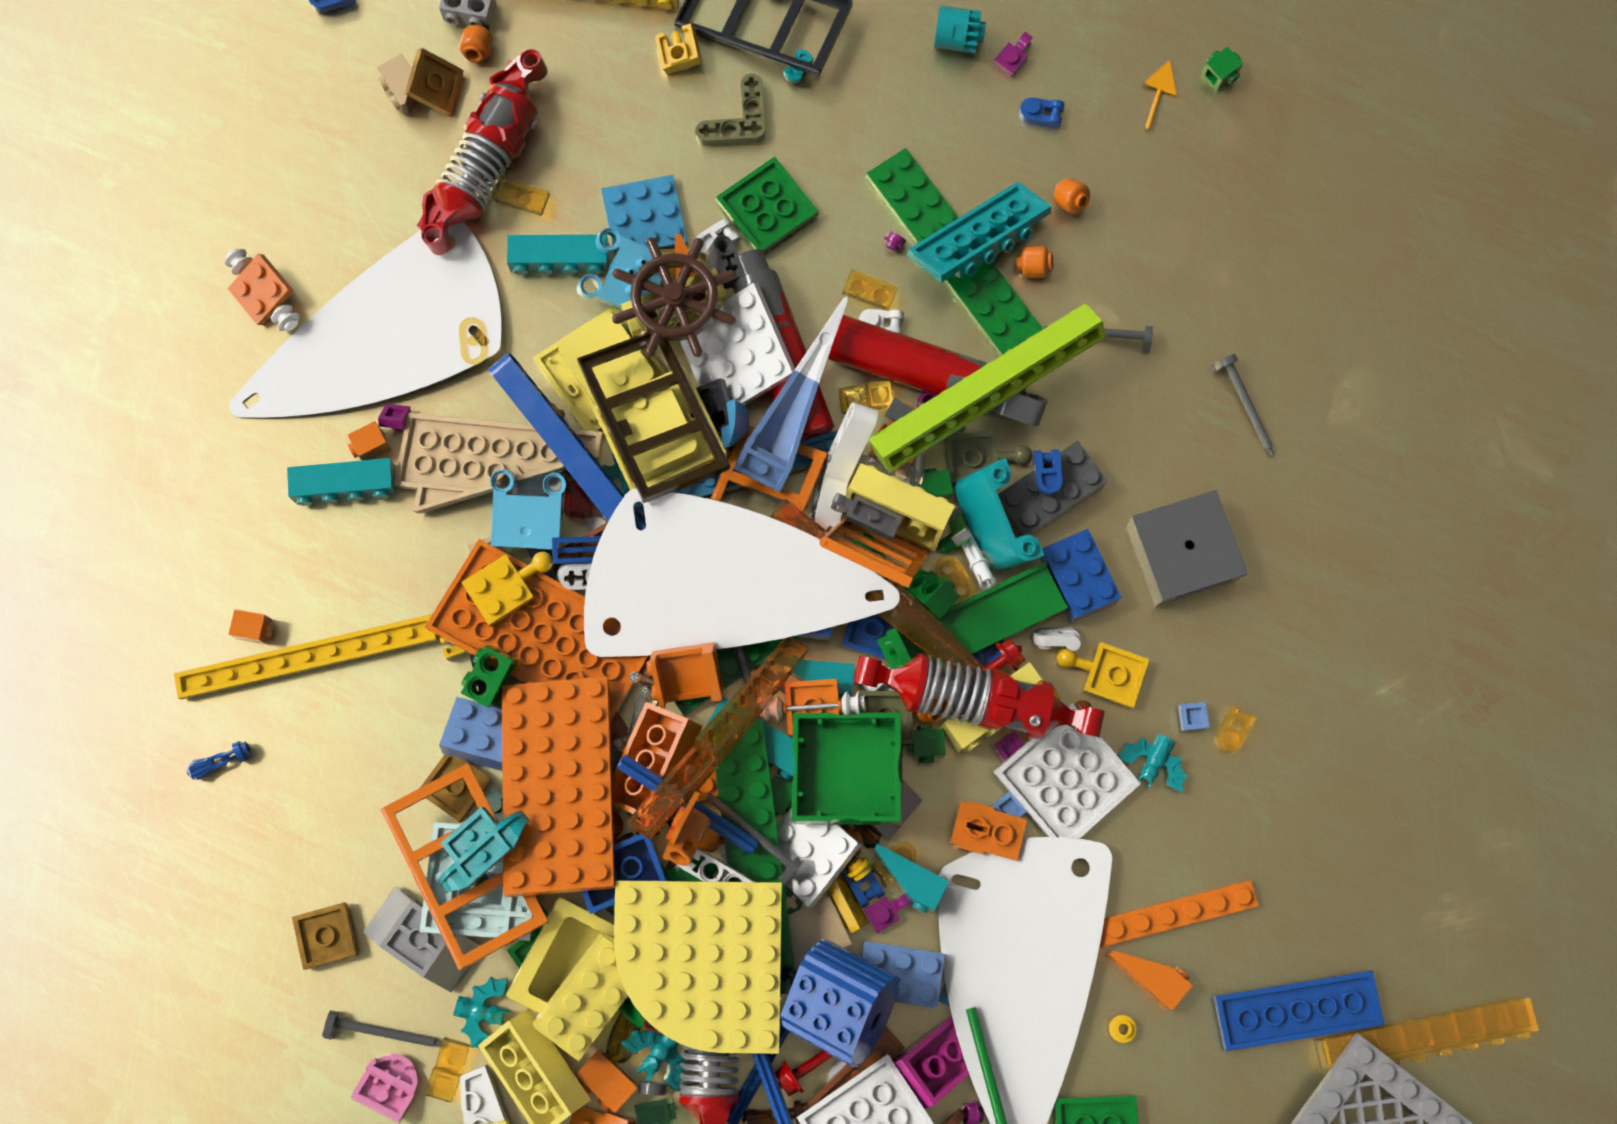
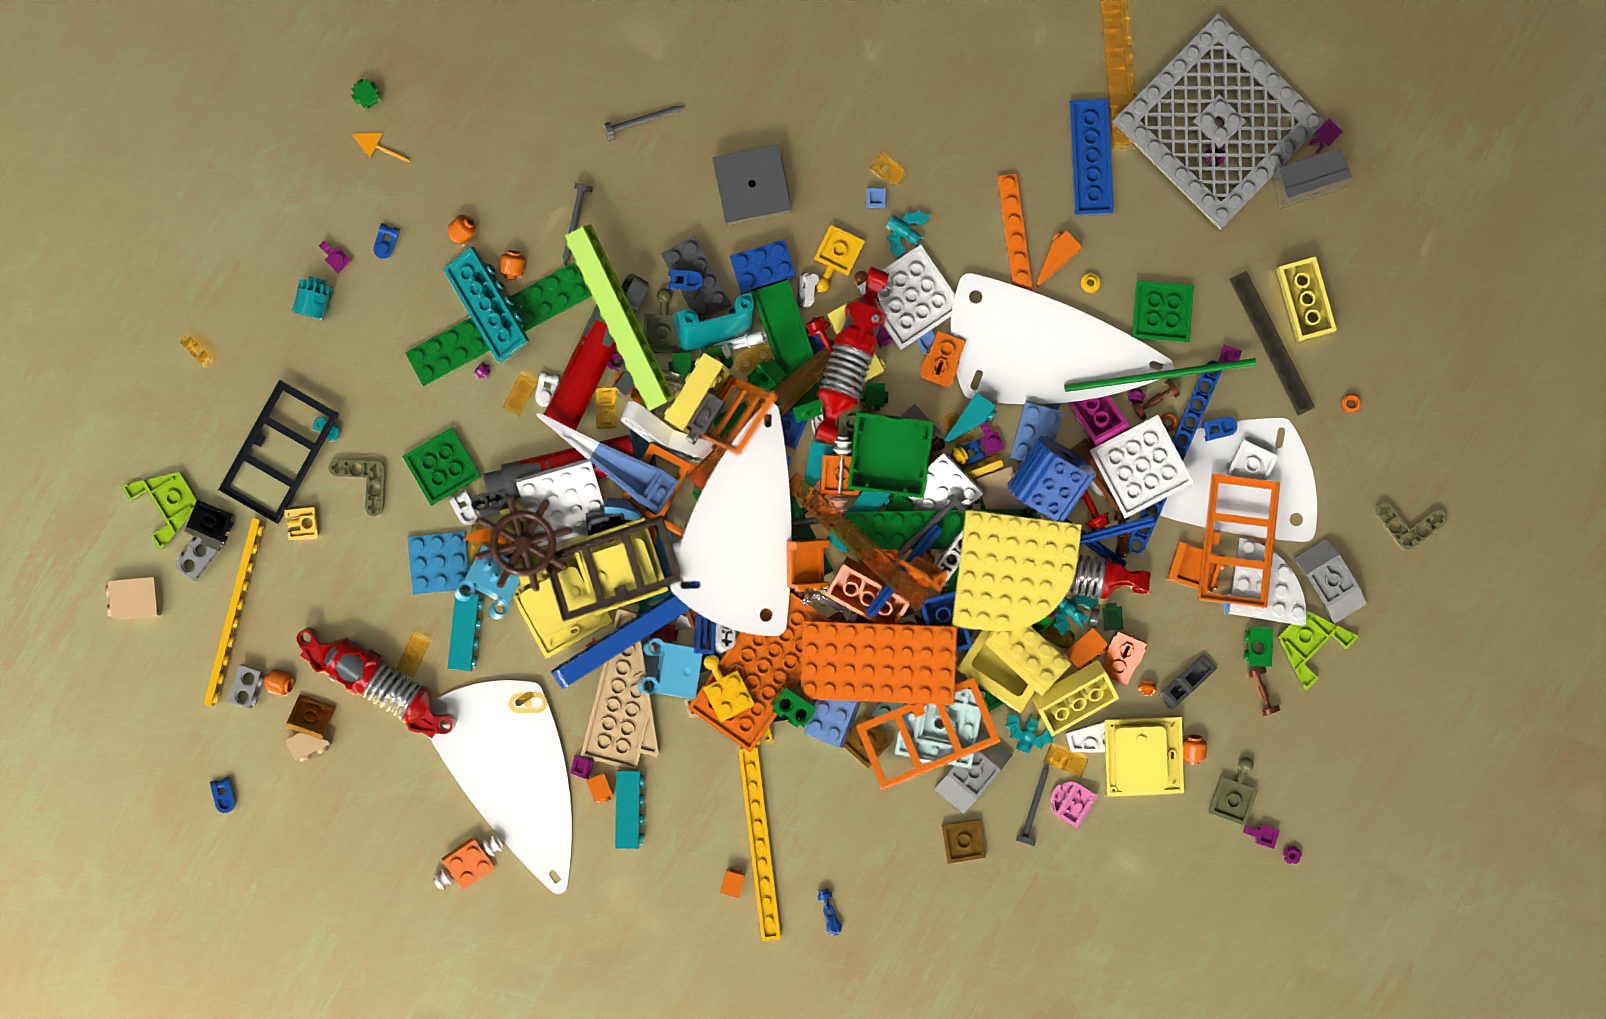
camera: 80 degrees left, 10 degrees up
(479, 846) = (918, 719): teal plate -> none

